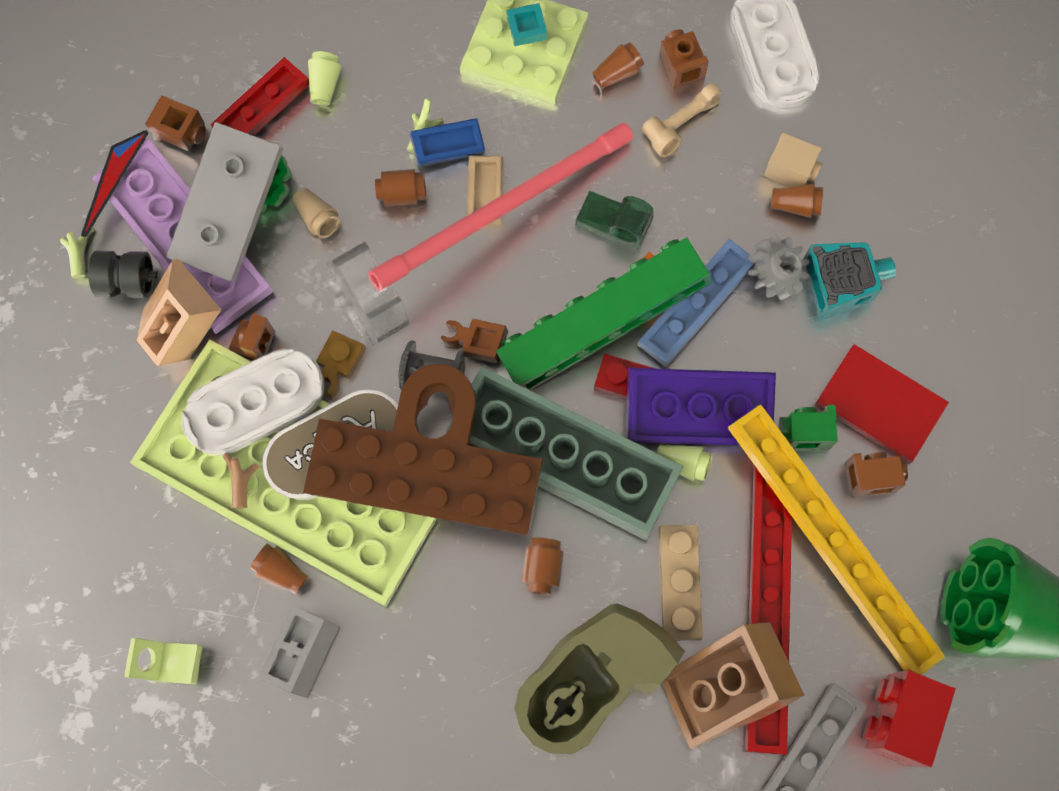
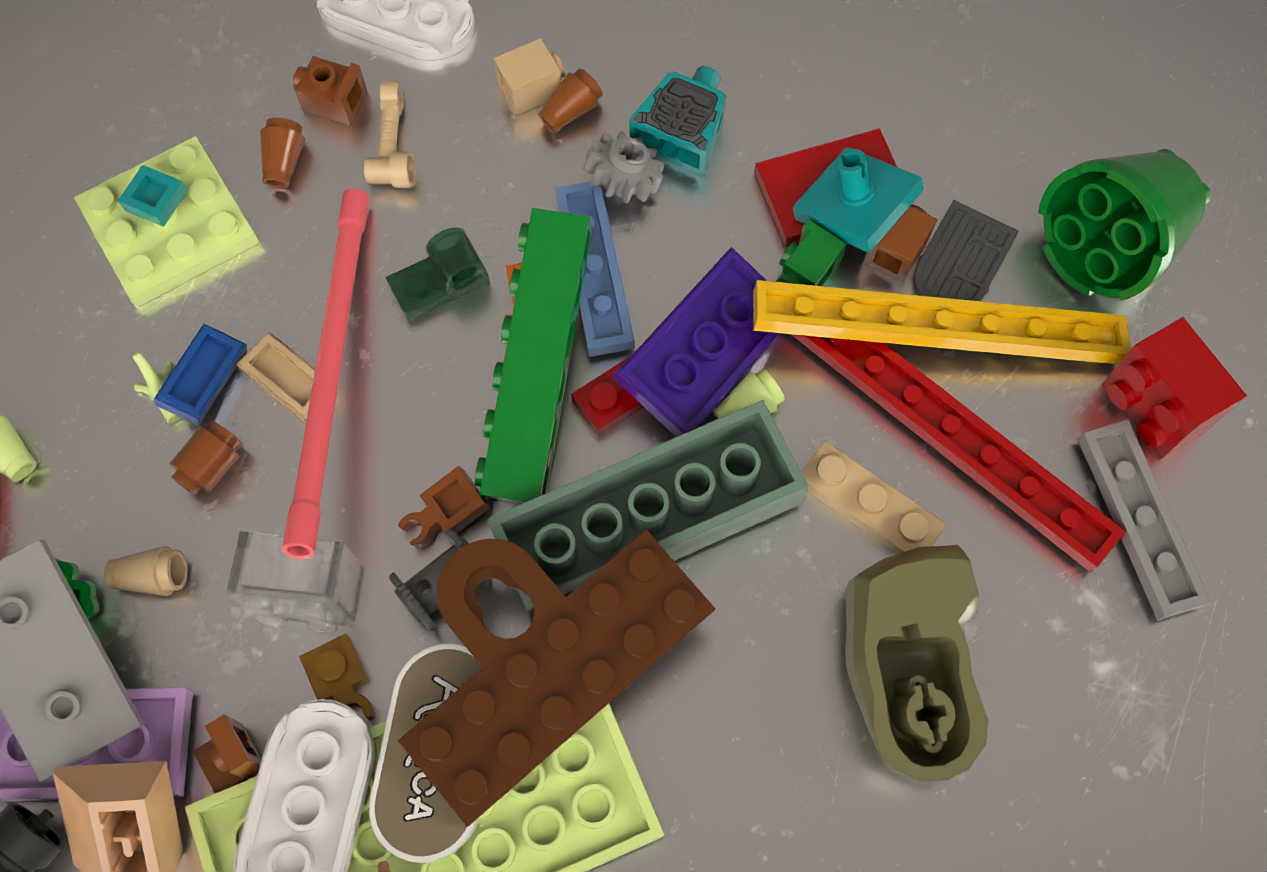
camera: 55 degrees left, 5 degrees down
(542, 565) = (750, 626): dark orange brick -> none
(731, 684) = (1024, 528): medium nougat slope -> none
(877, 425) = (858, 198): none -> teal tile
(902, 522) = (963, 255): none -> dark grey window

